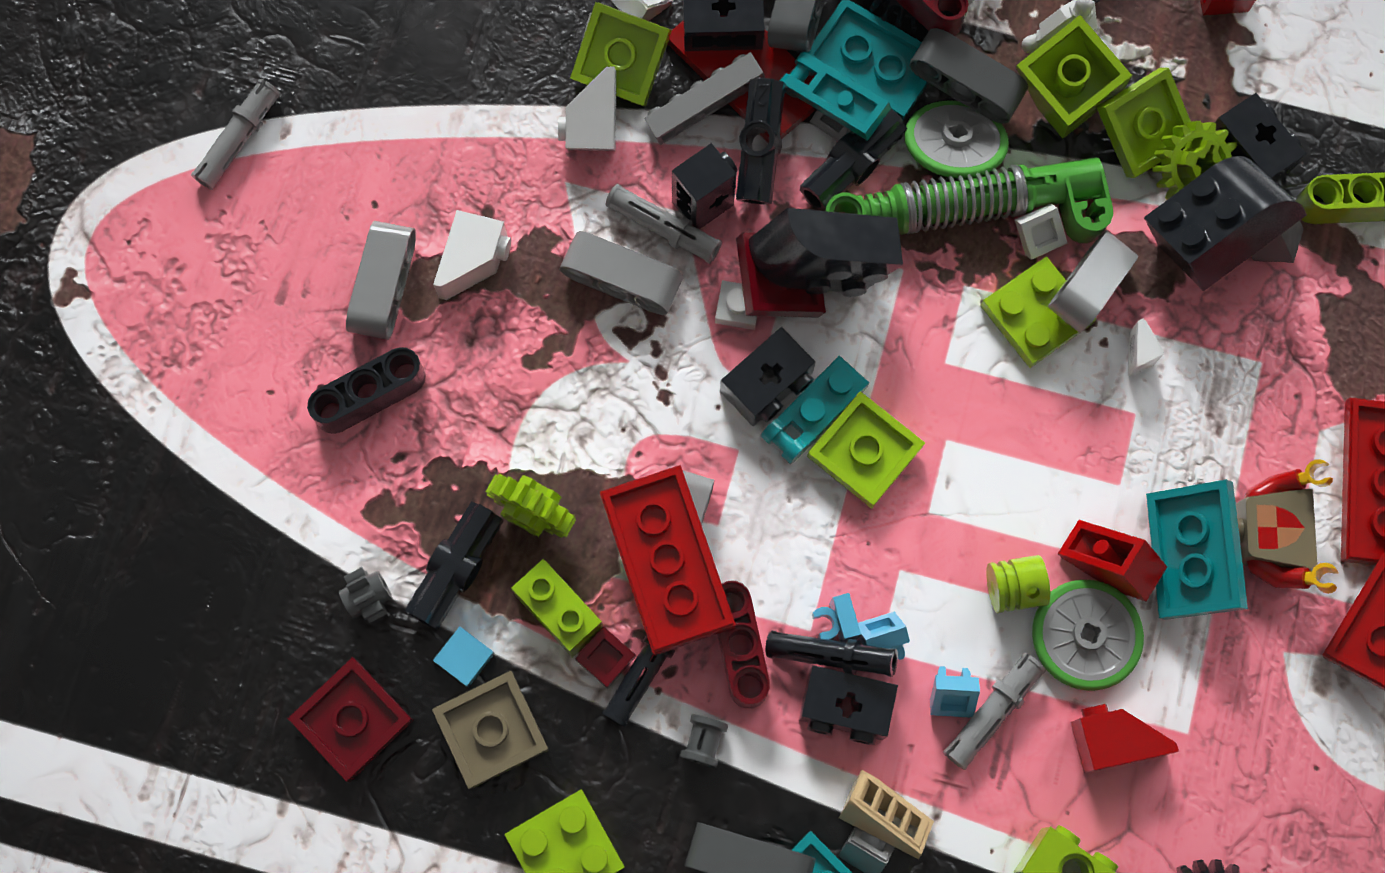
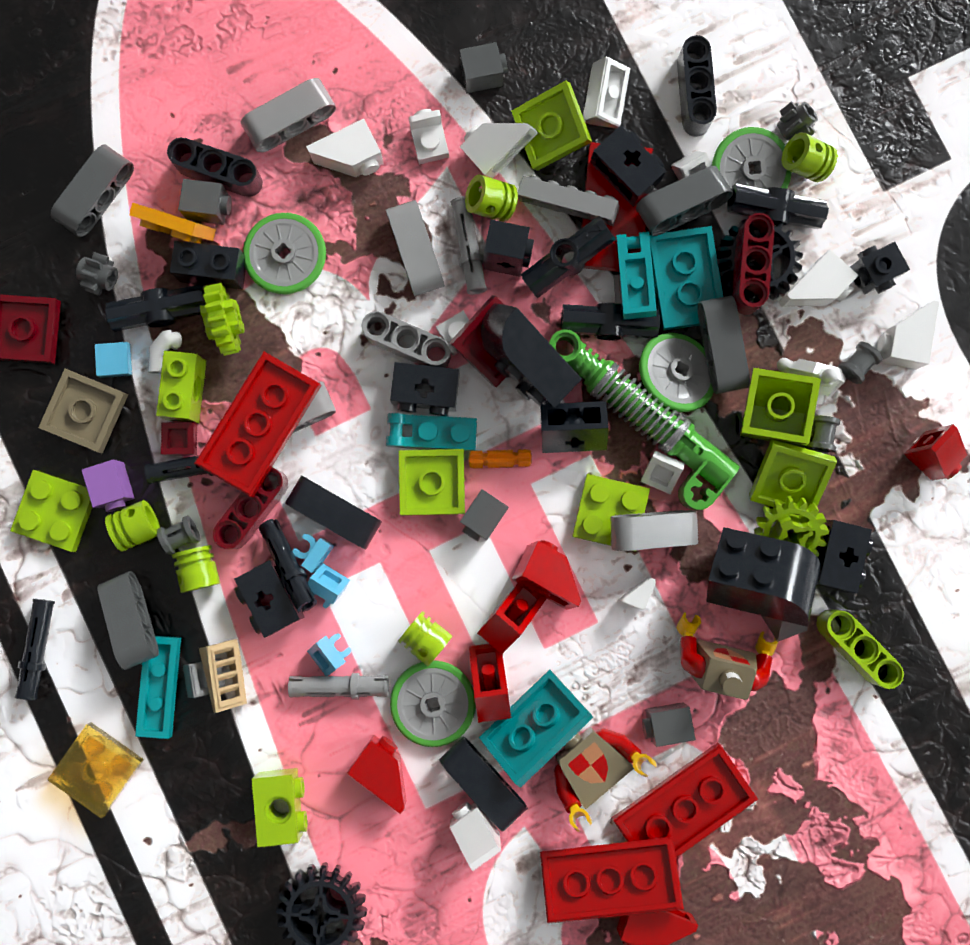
camera: 45 degrees right, 10 degrees up
(276, 529) = (92, 190): none -> dark grey beam
(375, 482) = (171, 224): none -> light orange plate
(392, 429) = (204, 201): none -> dark grey brick
(459, 477) = (208, 264): none -> black brick
(494, 599) = (162, 343): none -> white arm
(504, 69) = (482, 67): none -> dark grey brick
(511, 425) = (299, 267): none -> light grey wheel
(523, 172) = (428, 136): none -> white bracket
(591, 768) = (108, 485): none -> medium lavender brick
(642, 162) = (493, 200): none -> lime piece
(655, 776) = (132, 525): none -> lime piece
(691, 369) = (395, 330): none -> light grey beam
(755, 751) = (196, 569): none -> lime piece
(813, 567) = (333, 512): none -> black beam
(897, 368) = (500, 458): none -> orange axle
(930, 271) = (574, 427): none -> black brick
(942, 427) = (483, 516): none -> dark grey brick
(1053, 415) = (548, 574): none -> red slope
(1065, 483) = (511, 618): none -> red slope
(1131, 60) = (823, 434): none -> dark grey bush
(1210, 650) = (483, 784): none -> black beam
(1258, 695) = (475, 834): none -> white slope
(1276, 331) = (722, 667): none -> torso
(1293, 426) = (668, 724): none -> dark grey brick

